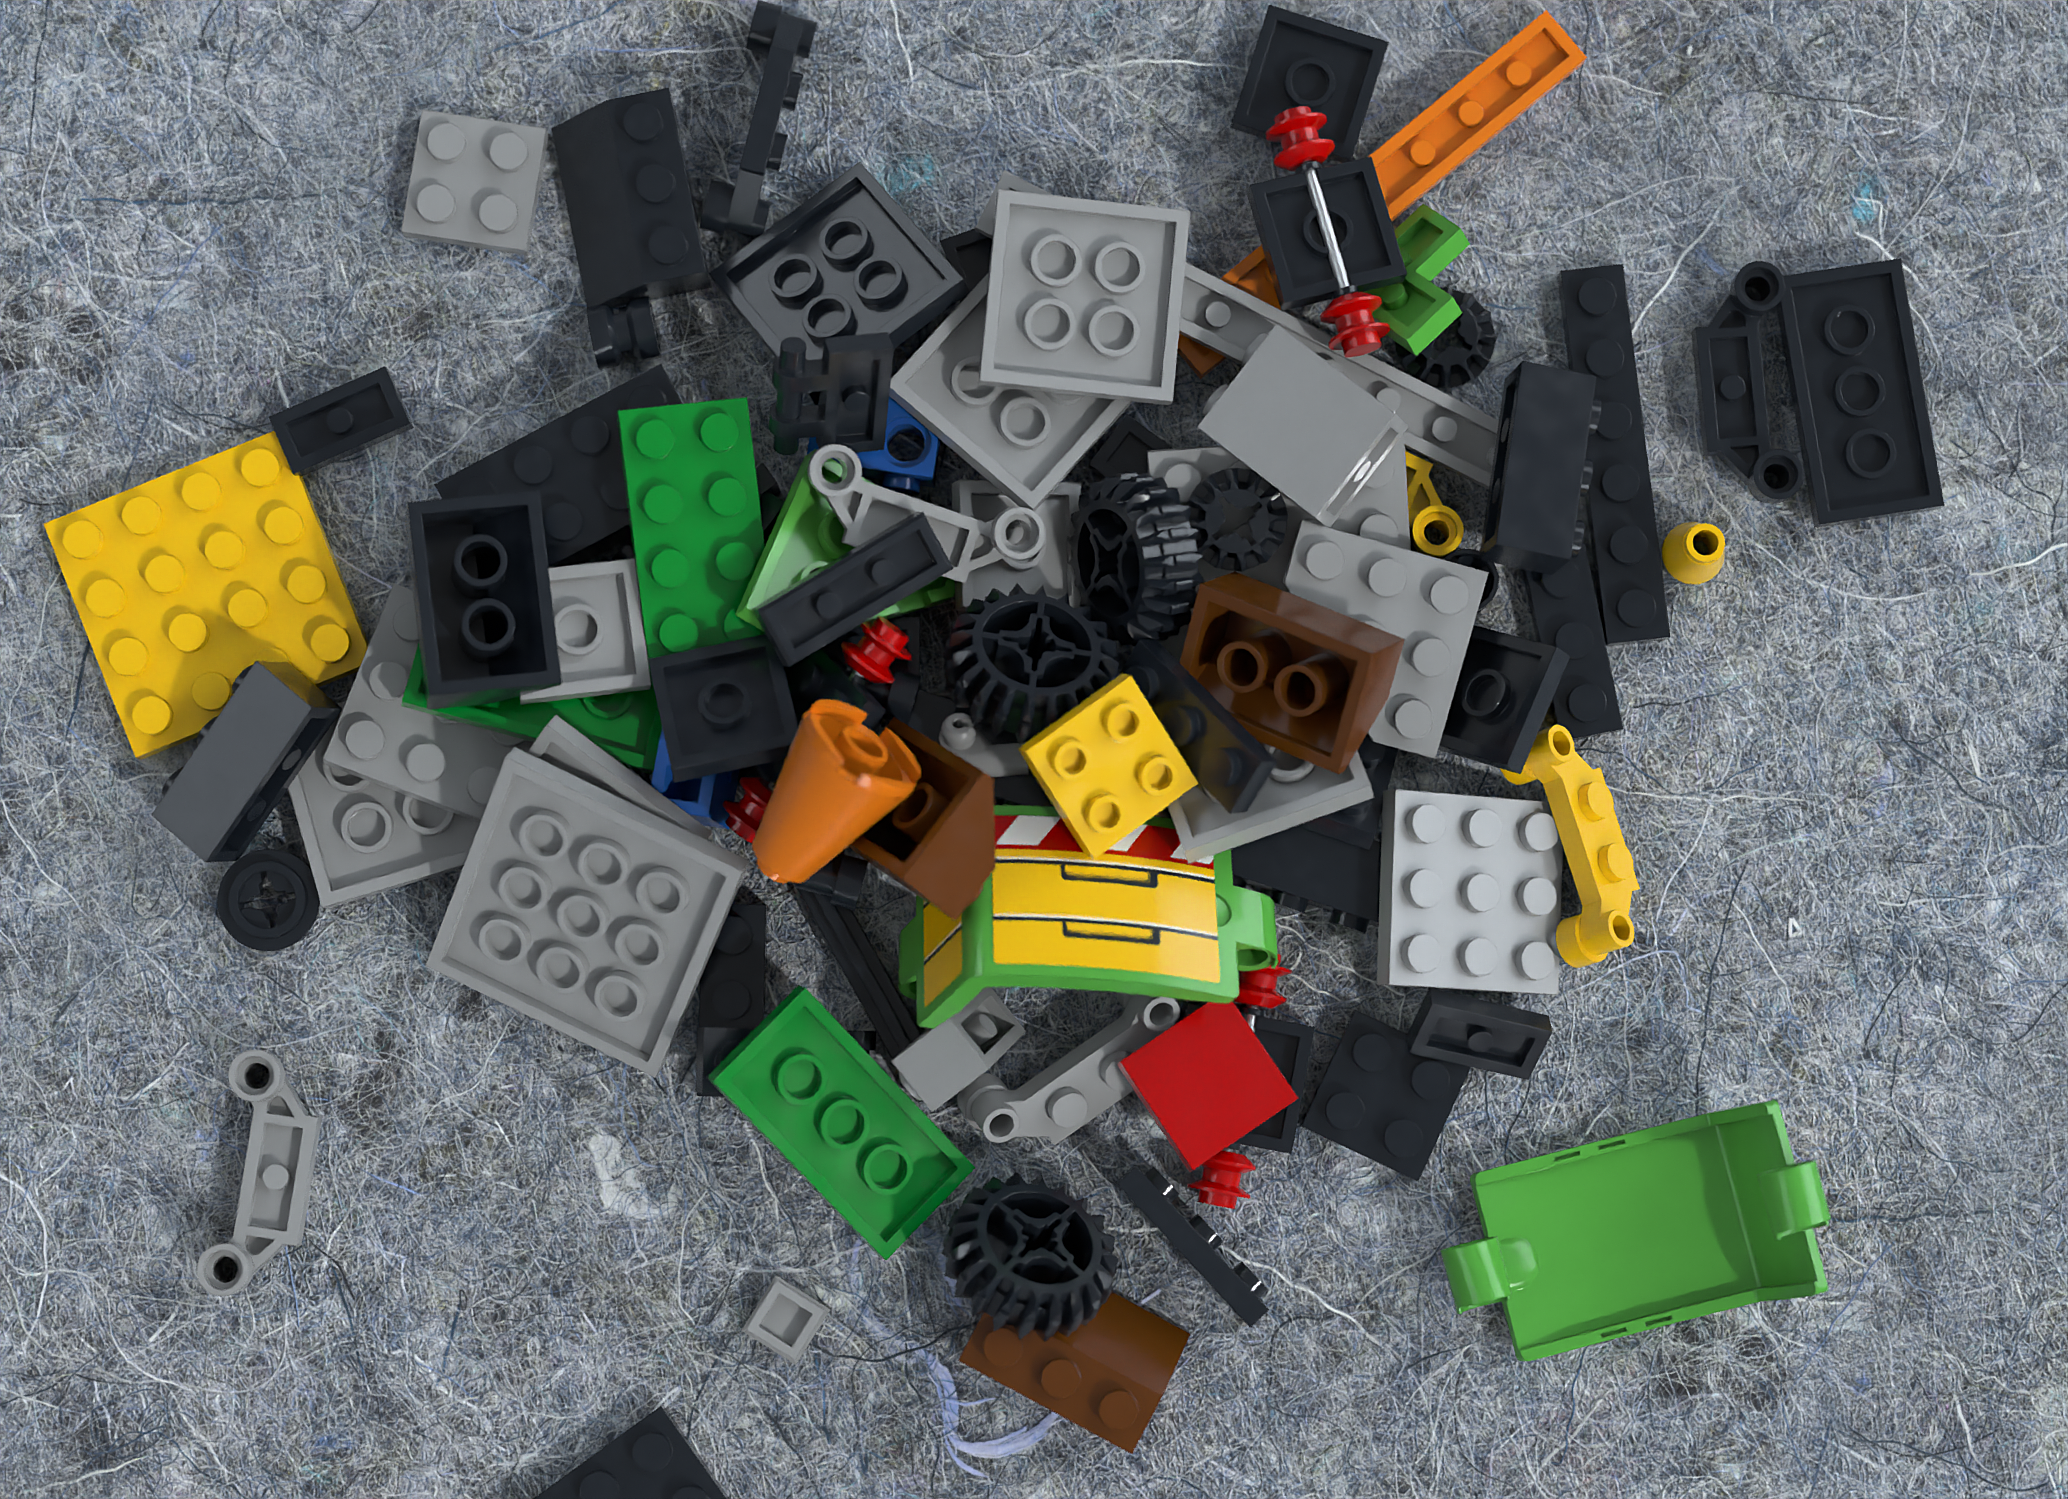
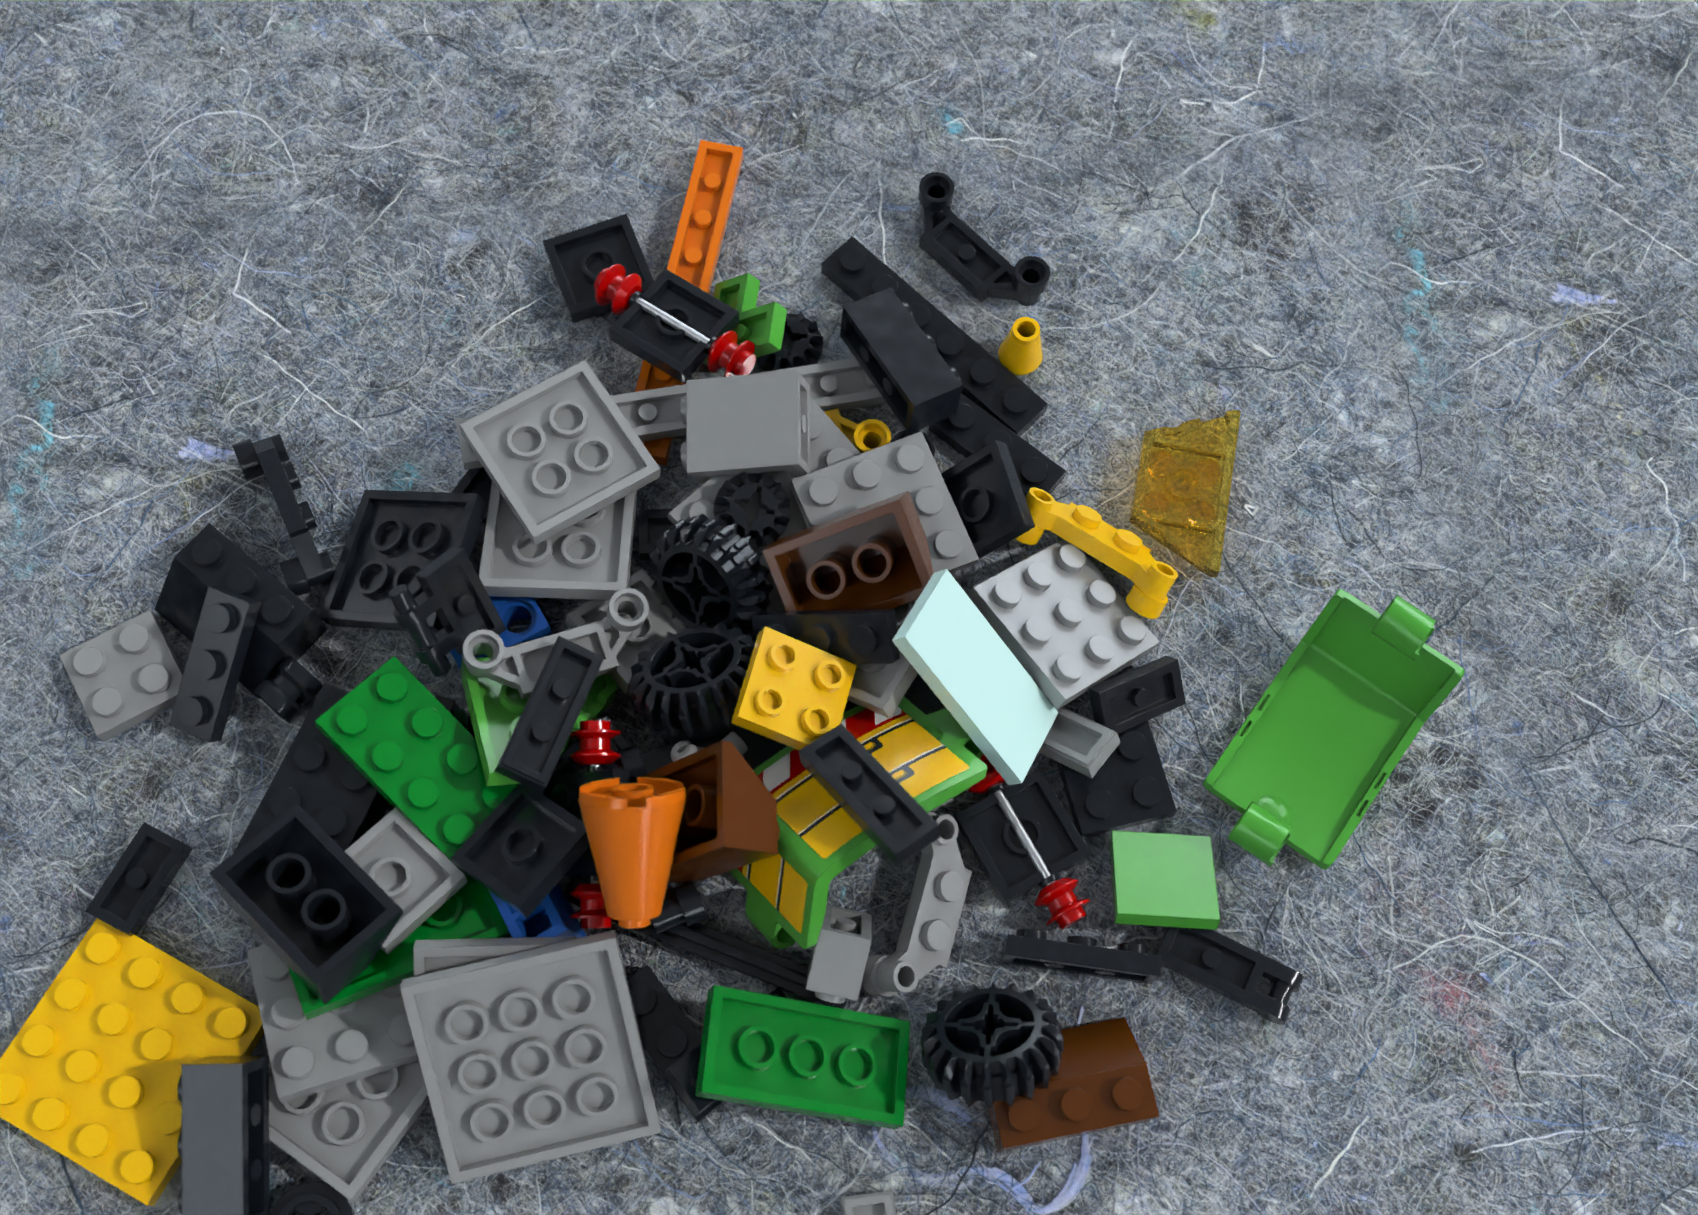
camera: 40 degrees left, 15 degrees down
(568, 250) = (214, 663): none -> black plate
(1088, 935) = (869, 794): none -> black plate
(1207, 1082) = (1007, 848): red tile -> none
(1309, 893) = (976, 676): none -> light aqua tile
(1331, 1370) = (1230, 969): none -> black plate
(1342, 1237) = (1163, 880): none -> bright green tile
(1367, 1017) = (1079, 742): none -> light grey tile
(1740, 850) = (1187, 487): none -> clear yellow wing
(1858, 394) = (1036, 210): black plate -> none

